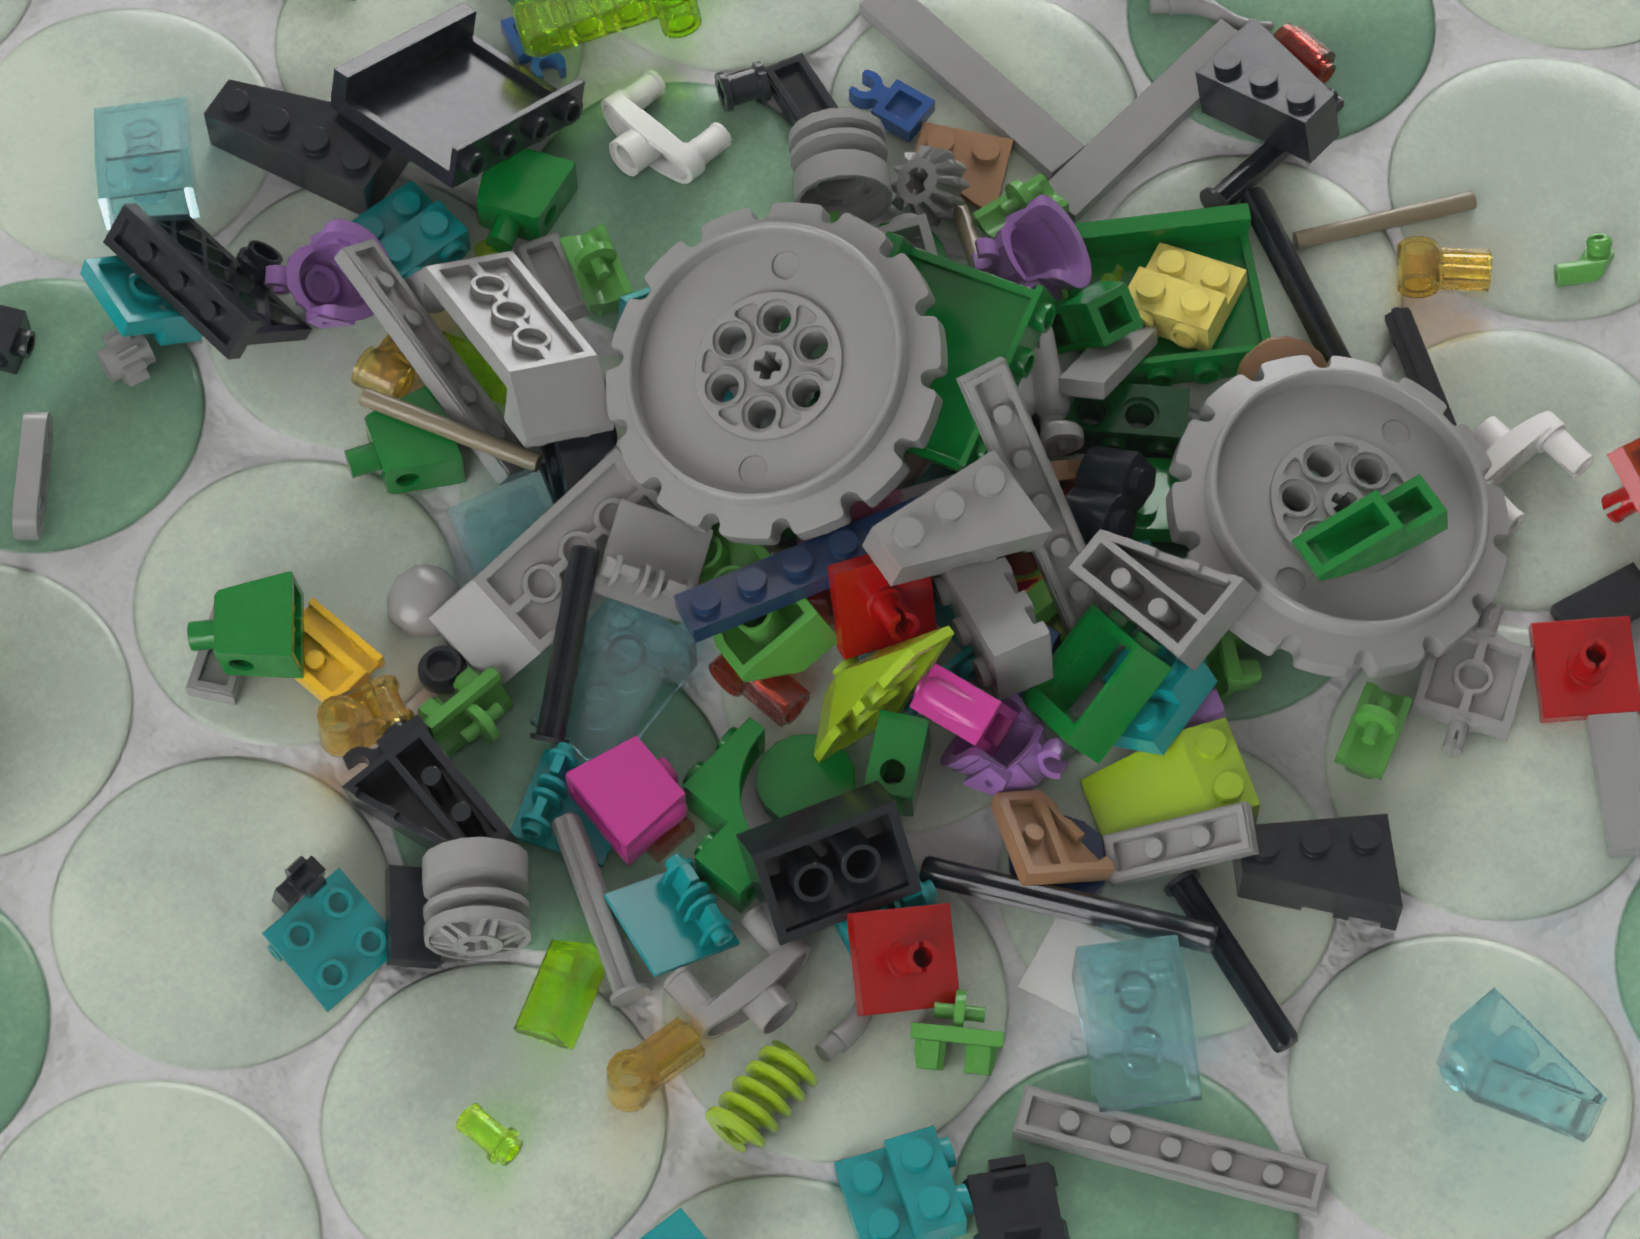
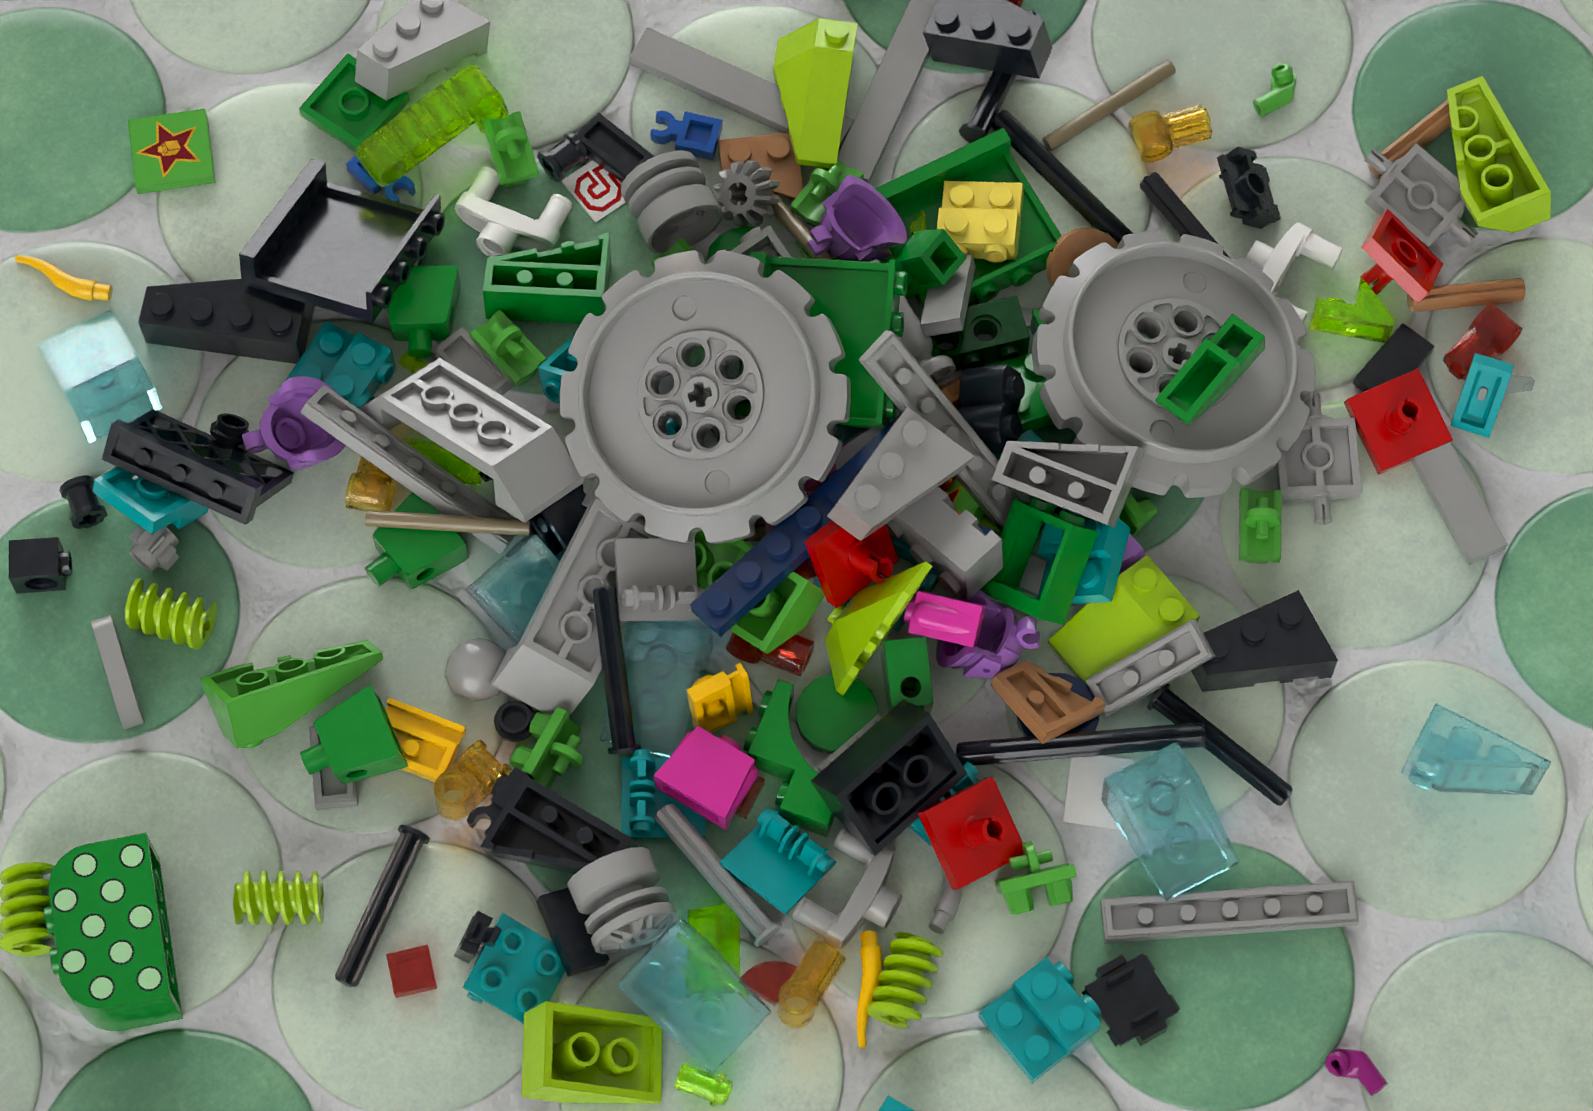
camera: 20 degrees left, 5 degrees up
(70, 288) = (83, 502): none -> black bush
(103, 773) = (277, 898): none -> lime piece
(112, 433) = (169, 617): none -> lime piece
(157, 60) = (71, 285): none -> yellow animal
(173, 558) = (267, 700): none -> bright green wedge
(213, 818) = (380, 905): none -> black axle
(218, 901) = (411, 971): none -> clear red tile
(377, 1059) = (590, 1055): none -> lime slope
(514, 1028) = (694, 995): none -> clear light blue slope
(605, 1040) = (768, 979): none -> clear red tile
(657, 210) = (549, 284): none -> green wedge
(674, 717) = (719, 699): none -> yellow plate
(686, 61) = (510, 149): none -> bright green hips
(735, 1059) = (871, 968): none -> yellow animal
(764, 134) = (595, 190): none -> white sticker
(1053, 95) = (813, 85): none -> lime wedge
(1507, 357) = (1248, 188): none -> black piece
(1584, 543) = (1363, 319): none -> clear neon green slope

